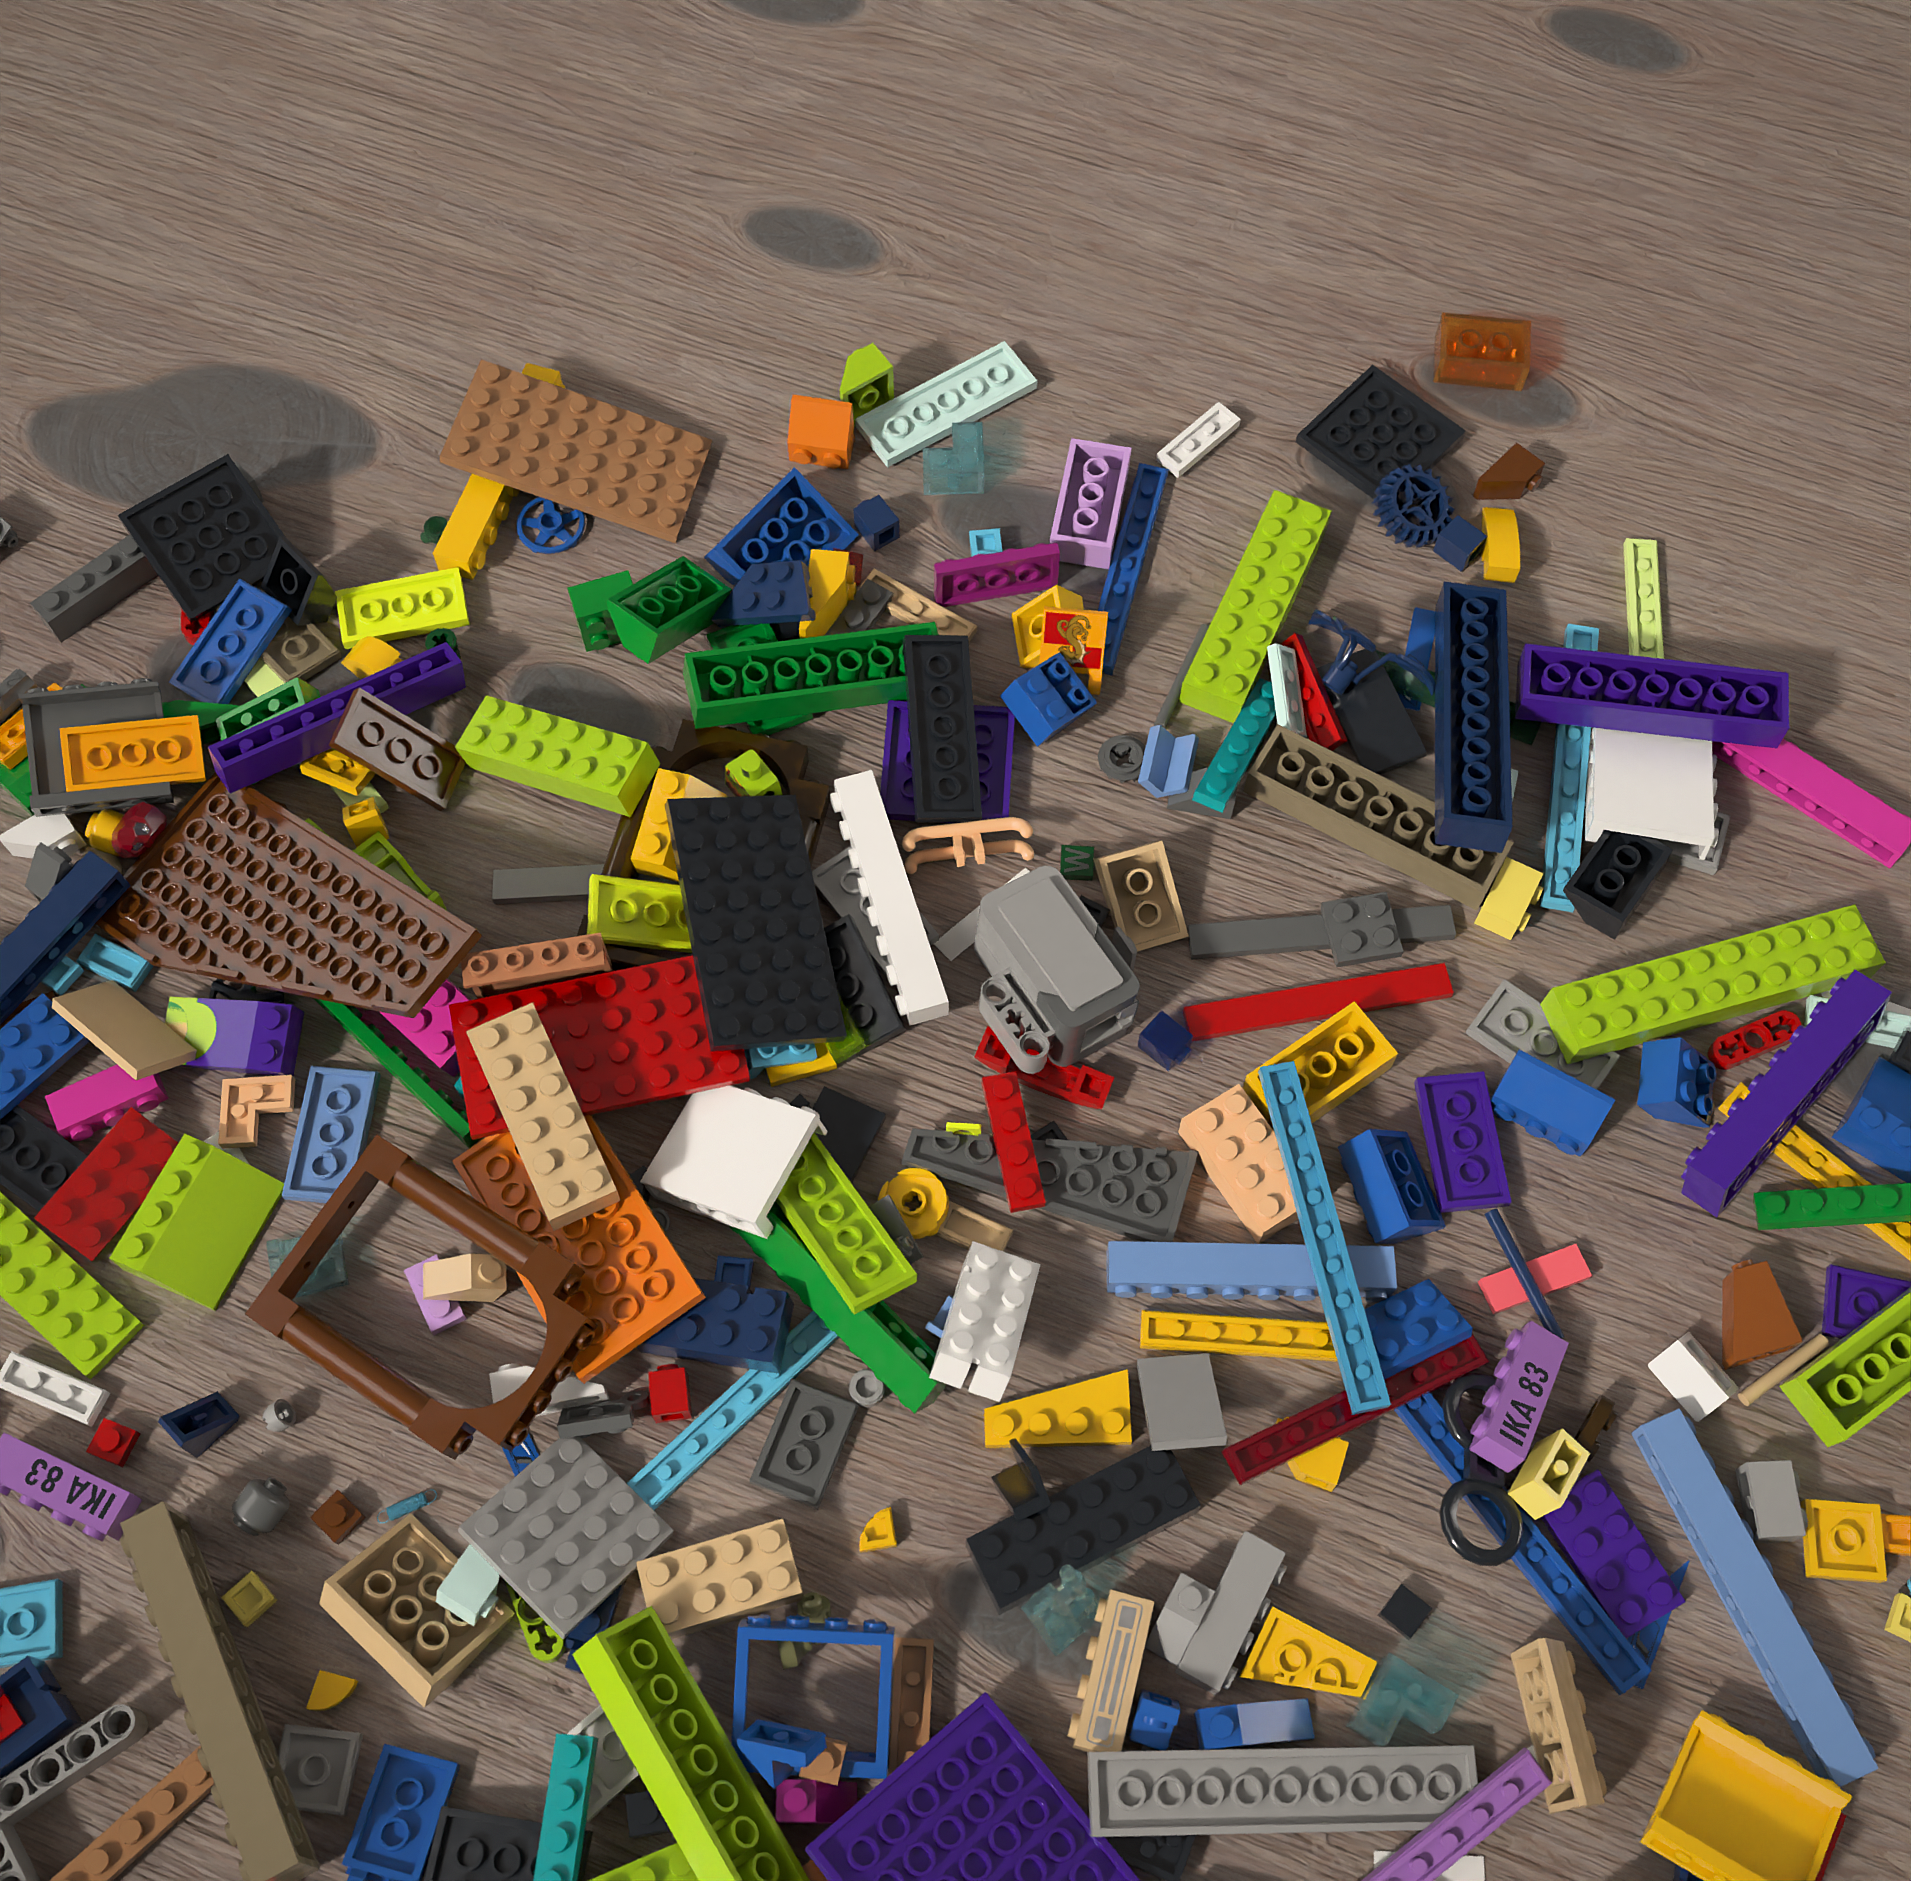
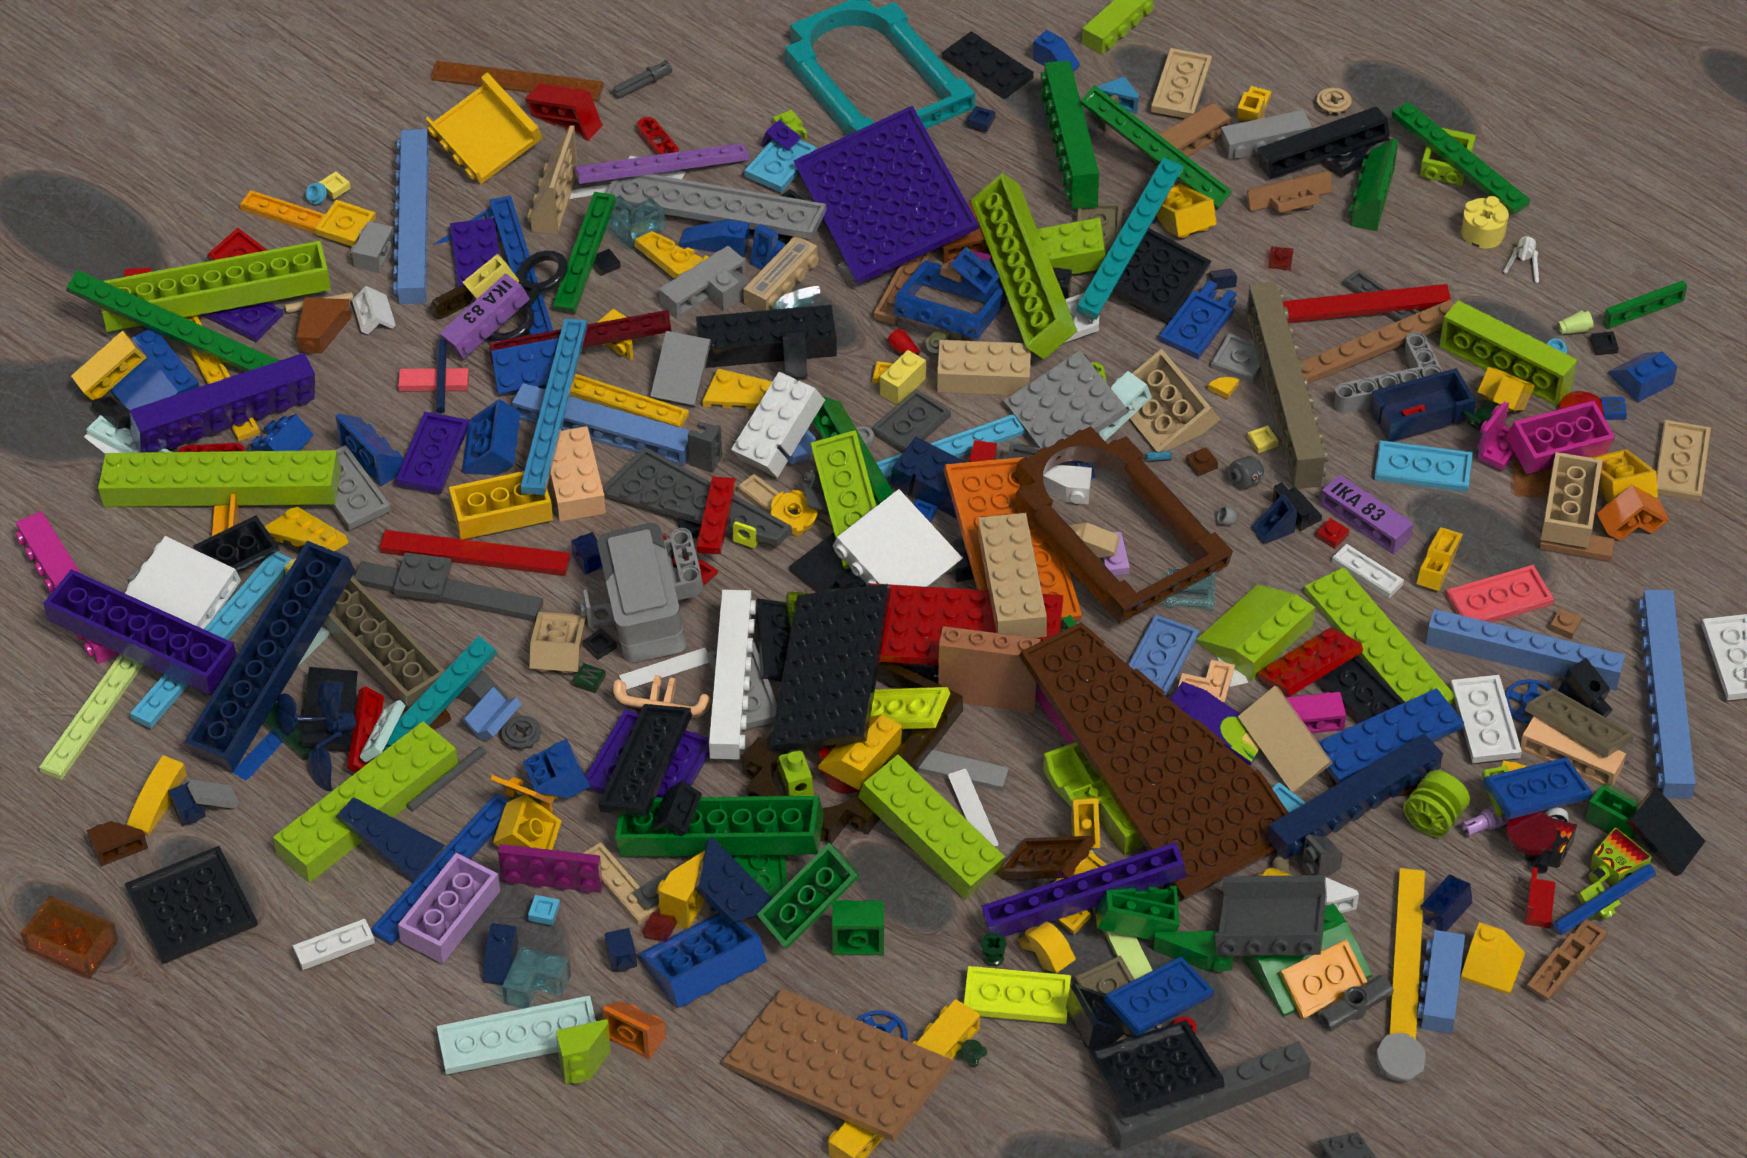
camera: 160 degrees left, 15 degrees down
(133, 753) = (1244, 903): light orange plate -> none
(138, 830) = (1255, 864): dark red rock -> none
(173, 1475) = (1306, 513): none -> black panel
(523, 831) = (971, 804): none -> white sticker
(841, 1514) = (902, 377): none -> light yellow brick
(864, 1592) = (901, 342): none -> red cone
(870, 653) = (677, 808): none -> black panel
(1010, 483) = (499, 953): none -> dark blue slope
(1076, 1253) = (705, 447): none -> dark grey hinge
(1199, 556) = (393, 840): none -> dark blue wing
(1407, 488) = (206, 831): dark blue gear -> none
(1434, 553) = (213, 794): none -> light grey tile
(1437, 1592) = (584, 252): none -> green plate
(1550, 939) = (301, 527): none -> yellow wing
(1659, 929) = (225, 516): none -> light orange panel

